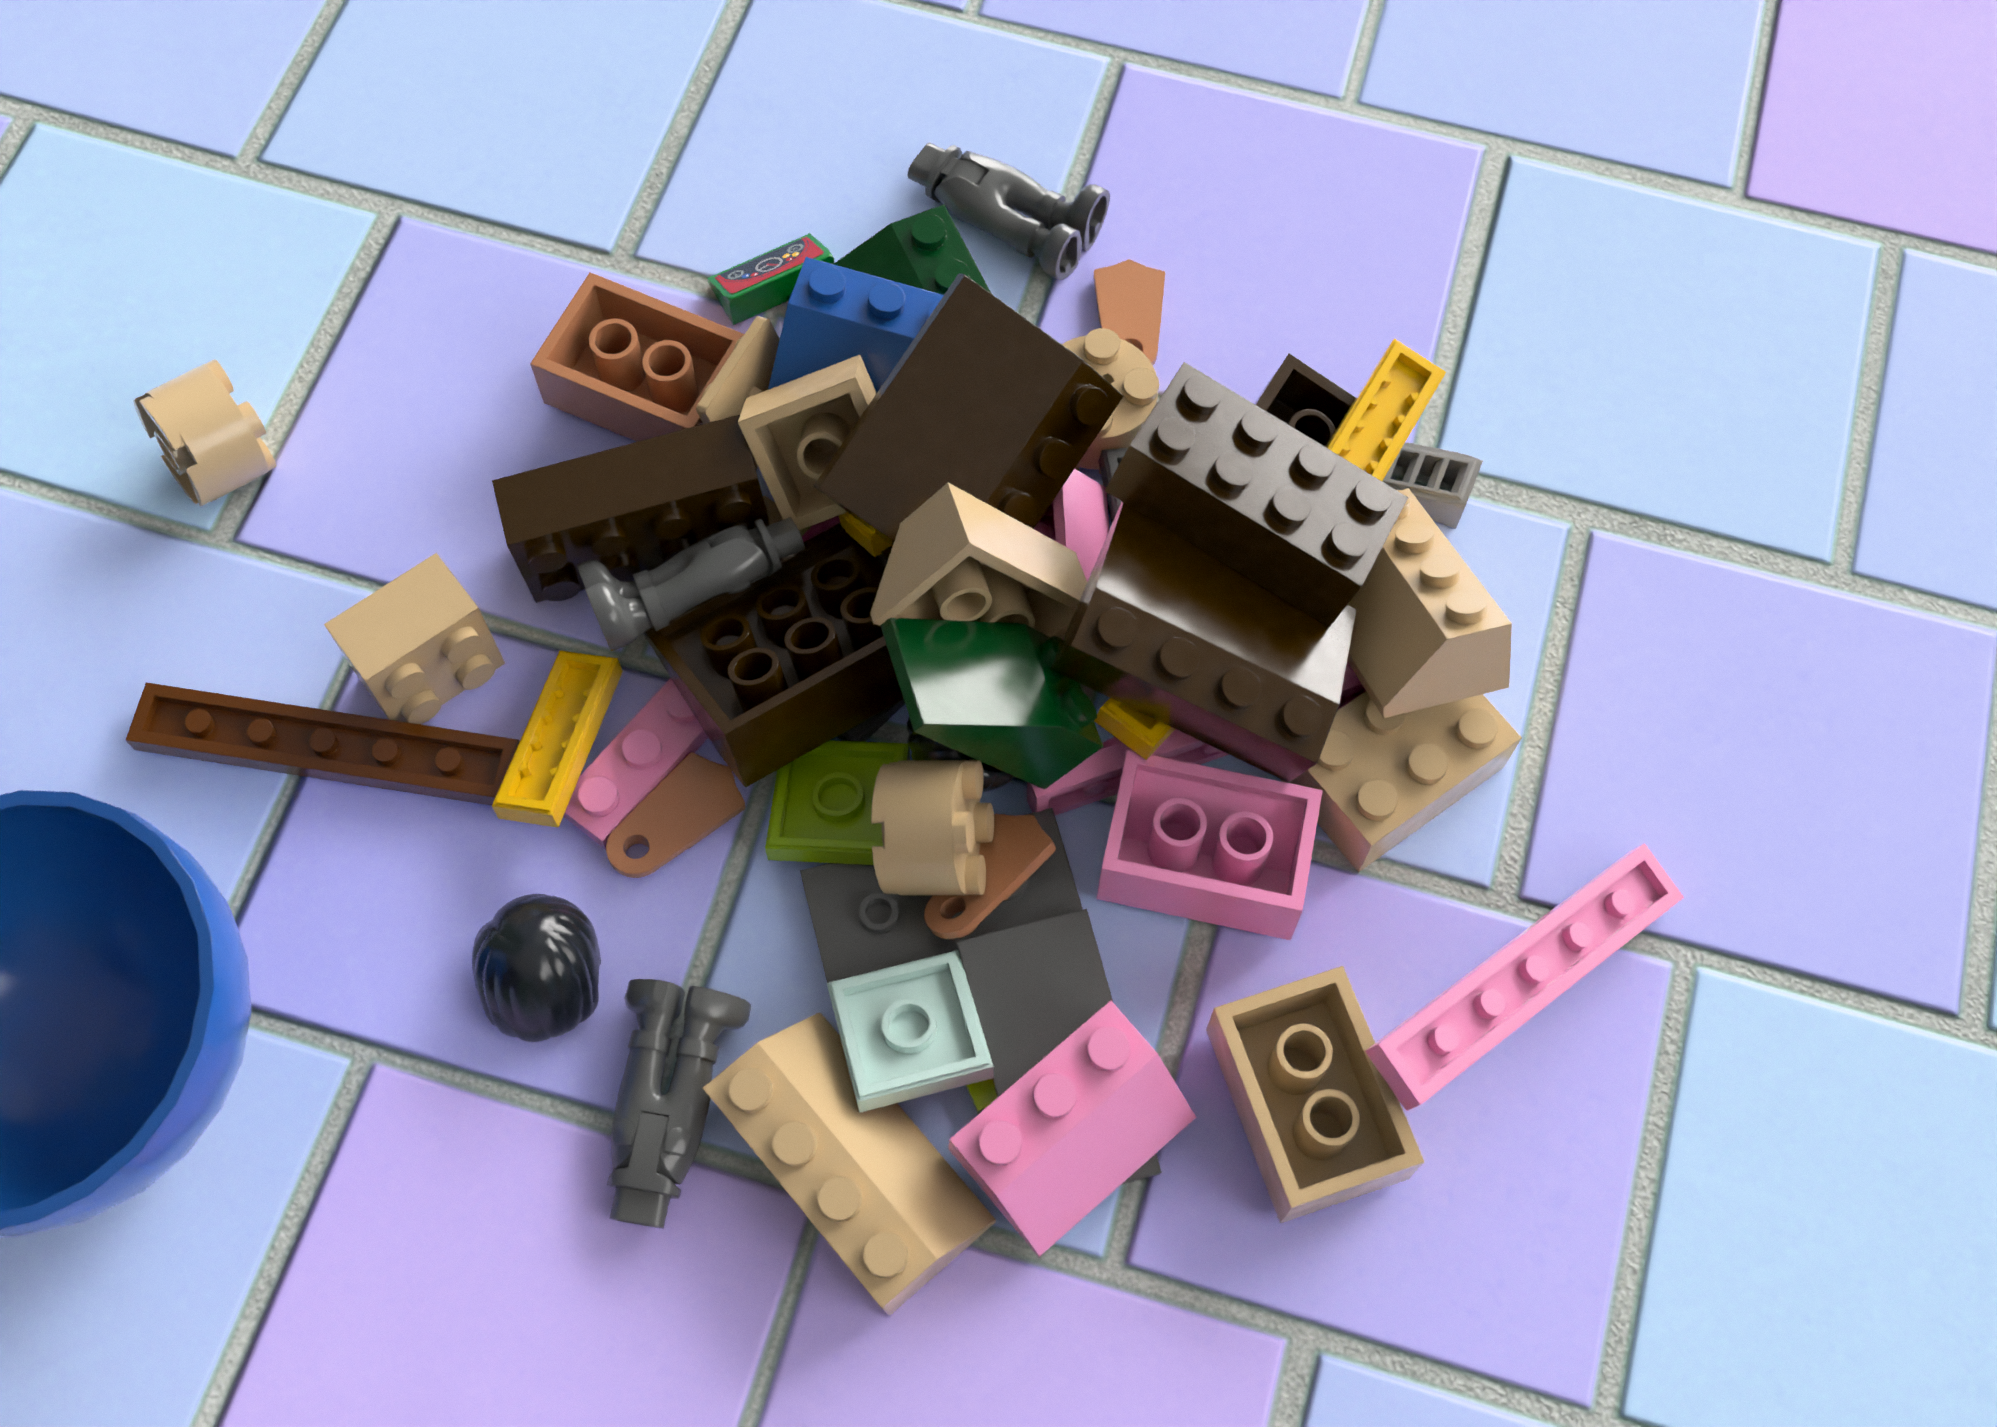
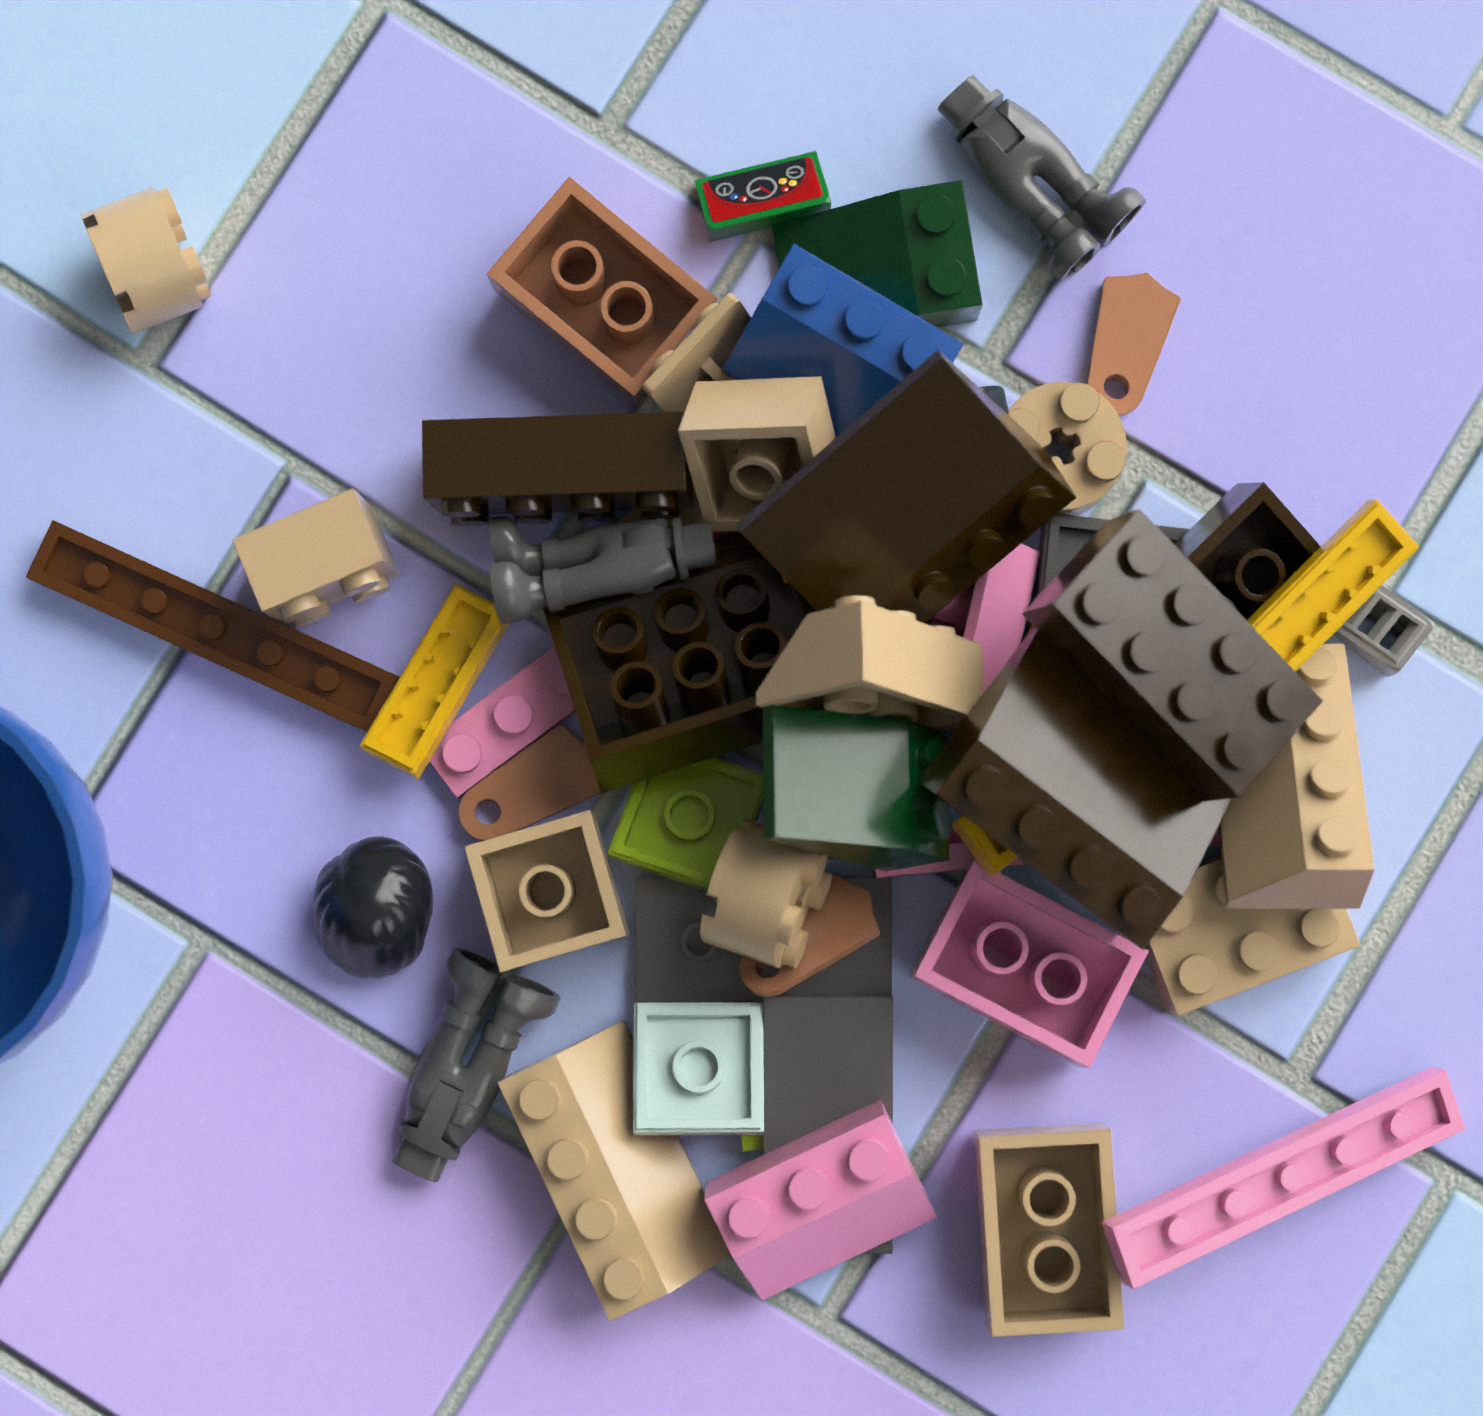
camera: 25 degrees right, 20 degrees up
(713, 895) = (547, 890): none -> tan brick

